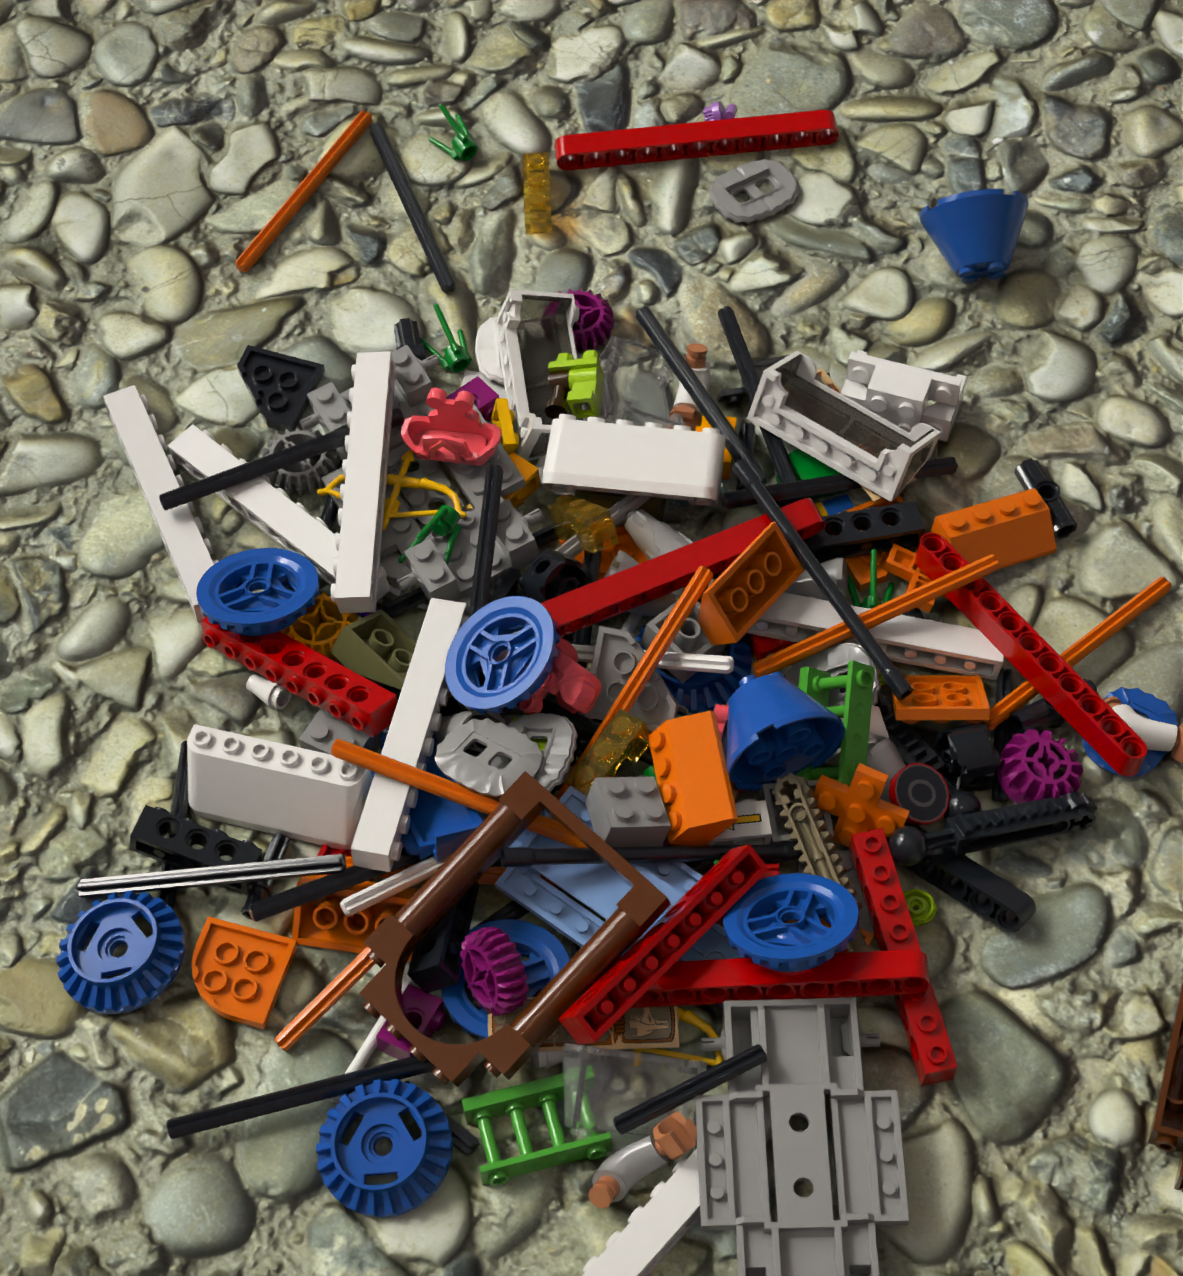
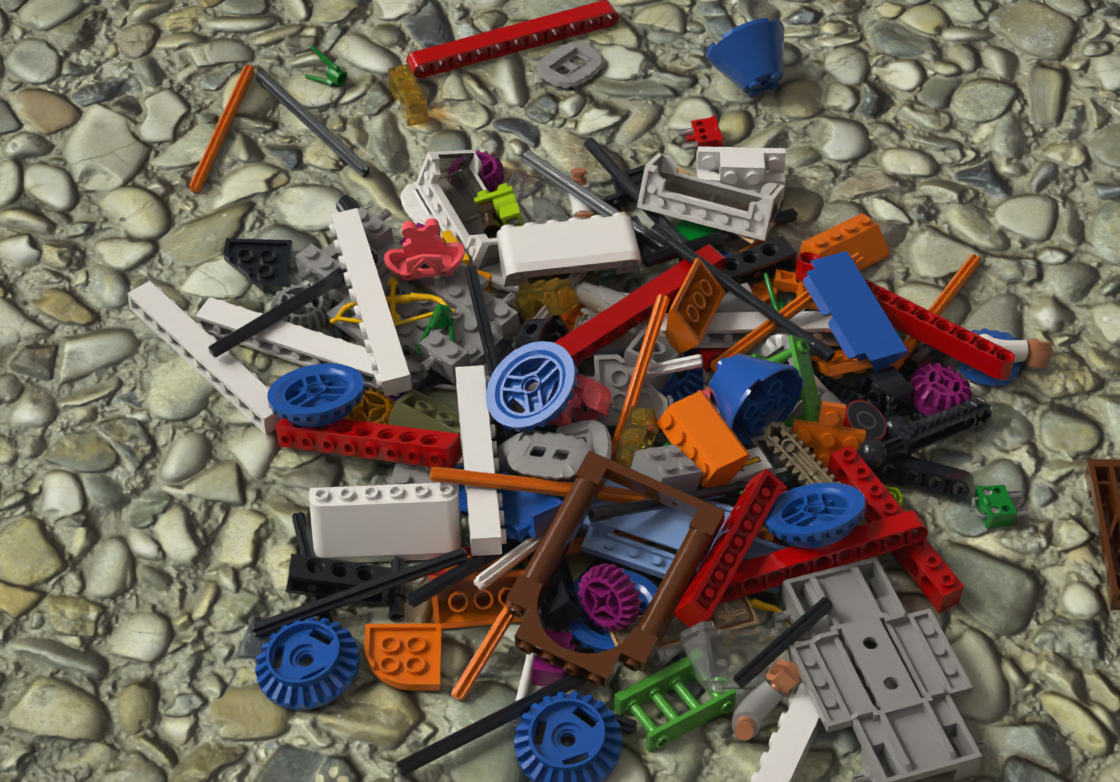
camera: 20 degrees left, 10 degrees down
(270, 693) = (346, 466): white cone -> none
(455, 357) = (397, 217): green plant -> none
(718, 112) = (521, 17): medium lavender piece -> none
(882, 330) = (702, 134): none -> red piece
(958, 647) = (857, 316): none -> blue slope
(1033, 476) = (852, 207): black piece -> none
(1052, 954) = (996, 506): none -> green piece

